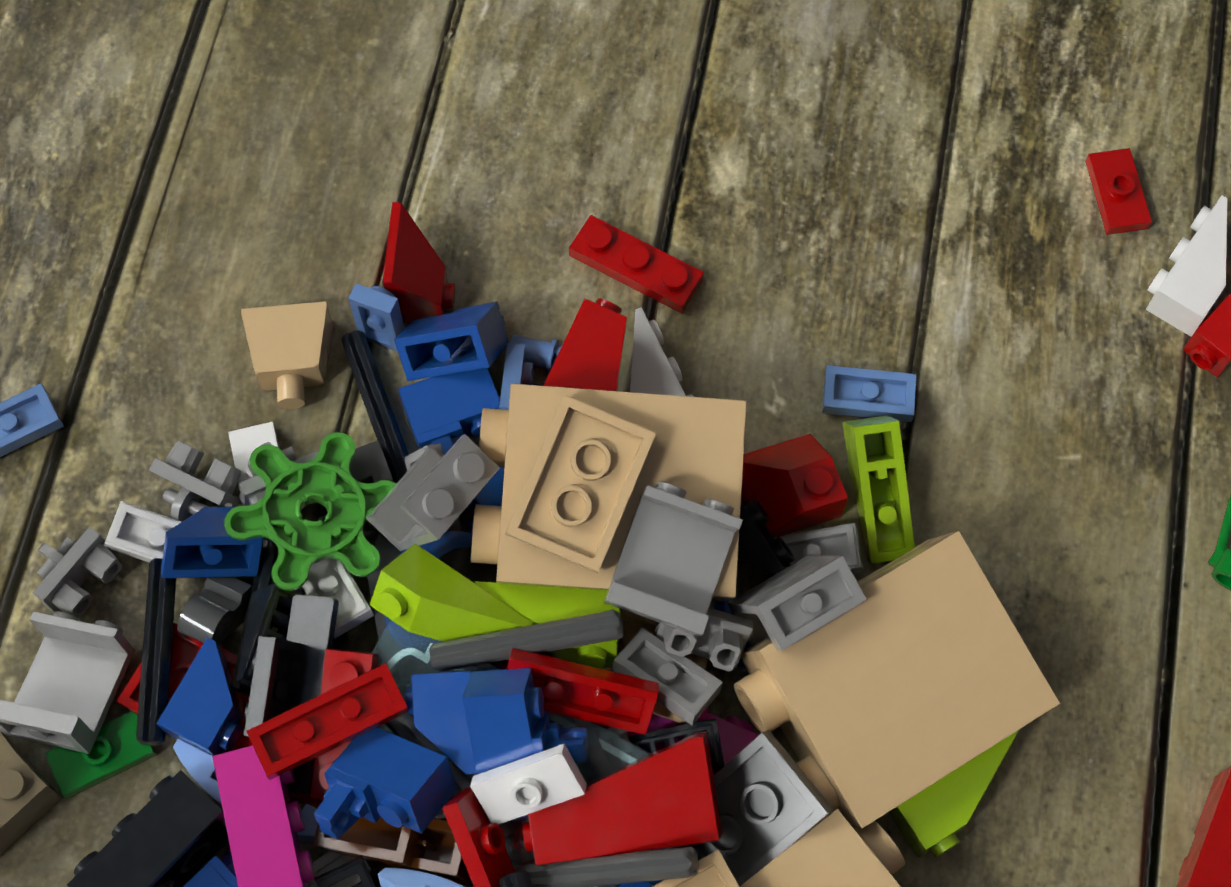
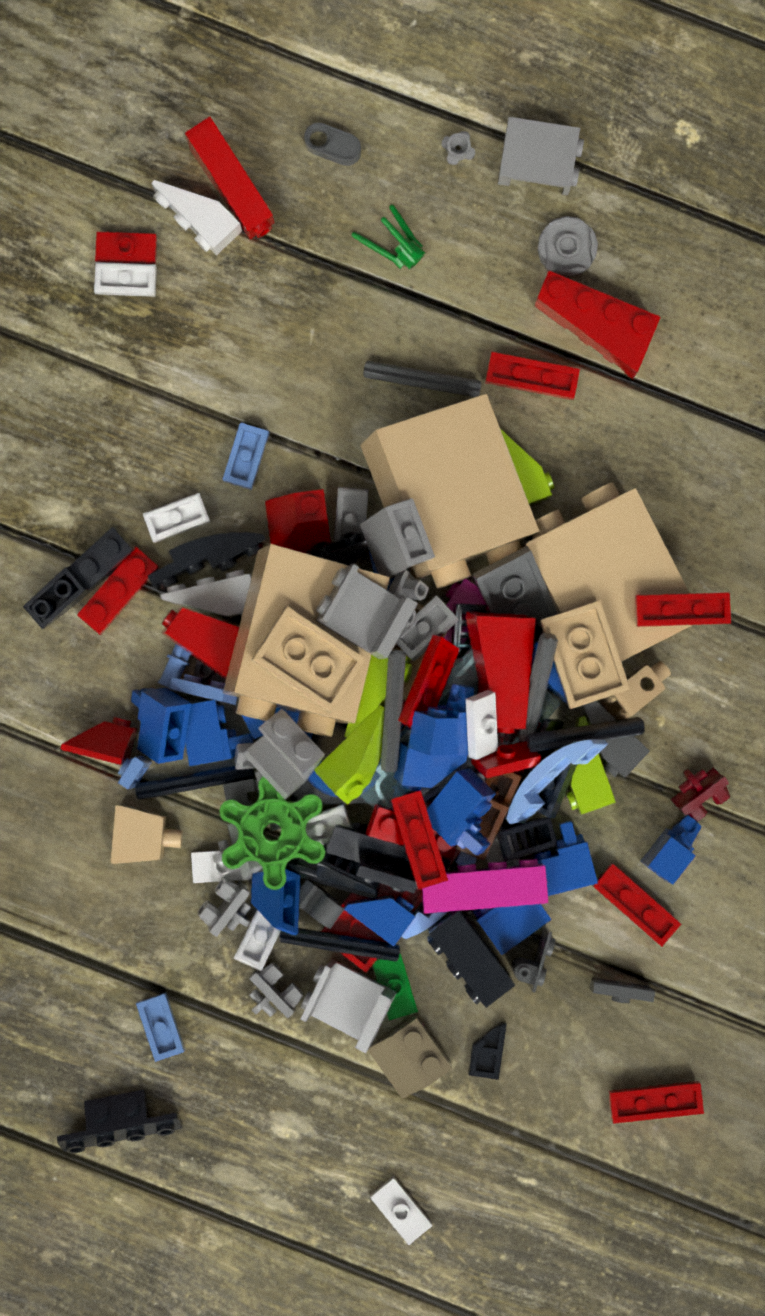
camera: 80 degrees left, 20 degrees up
(641, 210) = (79, 578): none -> black slope
(708, 346) = (218, 549): none -> black slope
(757, 318) = (176, 517): none -> white plate
(880, 486) = (312, 465): lime slope -> none
(1052, 621) = (422, 379): none -> dark grey axle
(1075, 195) = (125, 279): none -> white plate
(1105, 791) = (532, 376): none -> red plate

